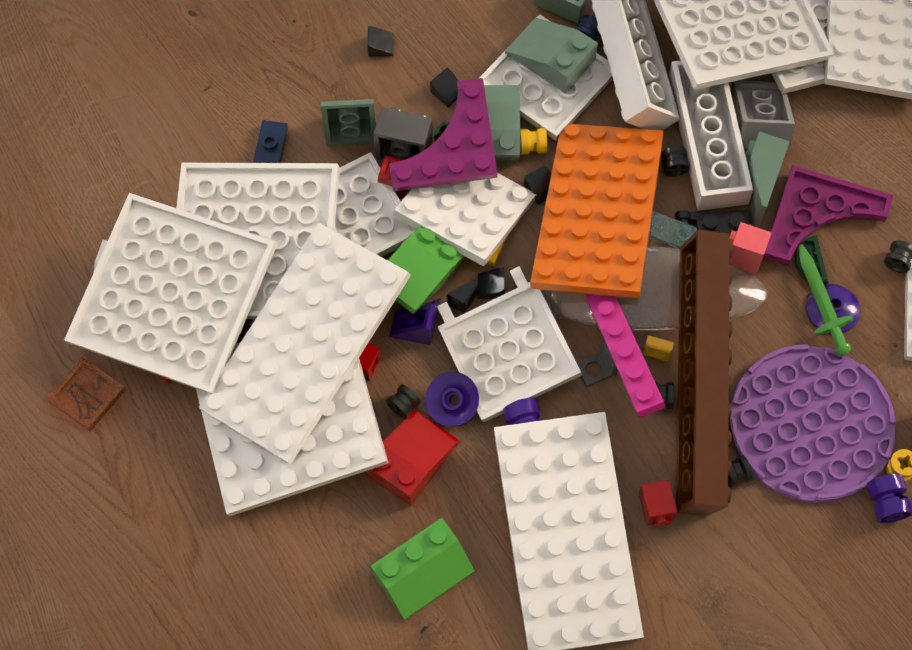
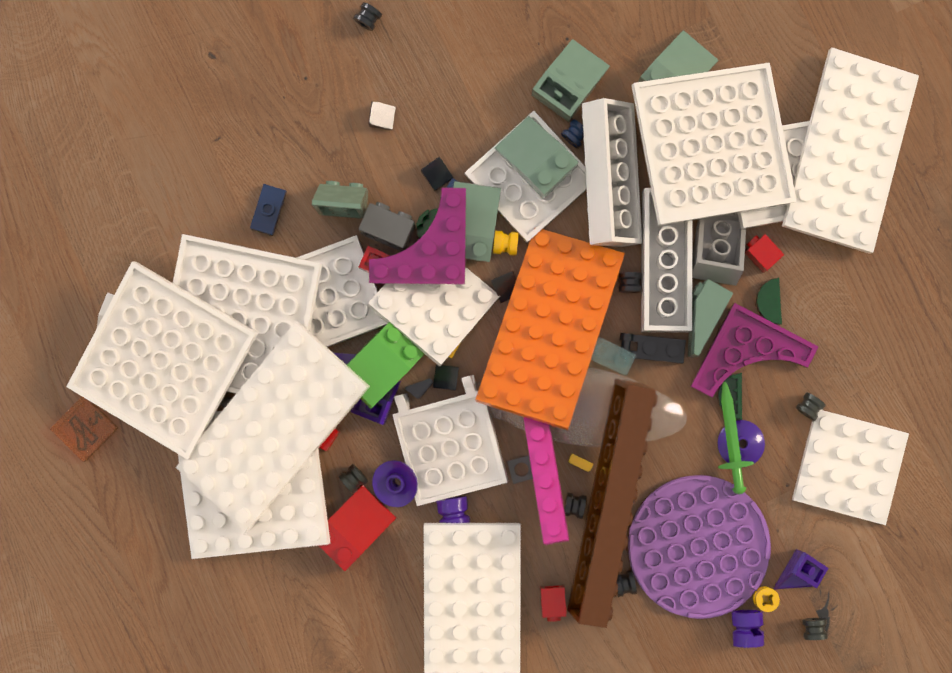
camera: 10 degrees right, 20 degrees up
(422, 569) = (348, 629): bright green slope -> none
(748, 247) = (675, 385): coral brick -> none
(811, 114) = (763, 252): none -> red brick
(828, 160) = (769, 301): none -> dark green tile

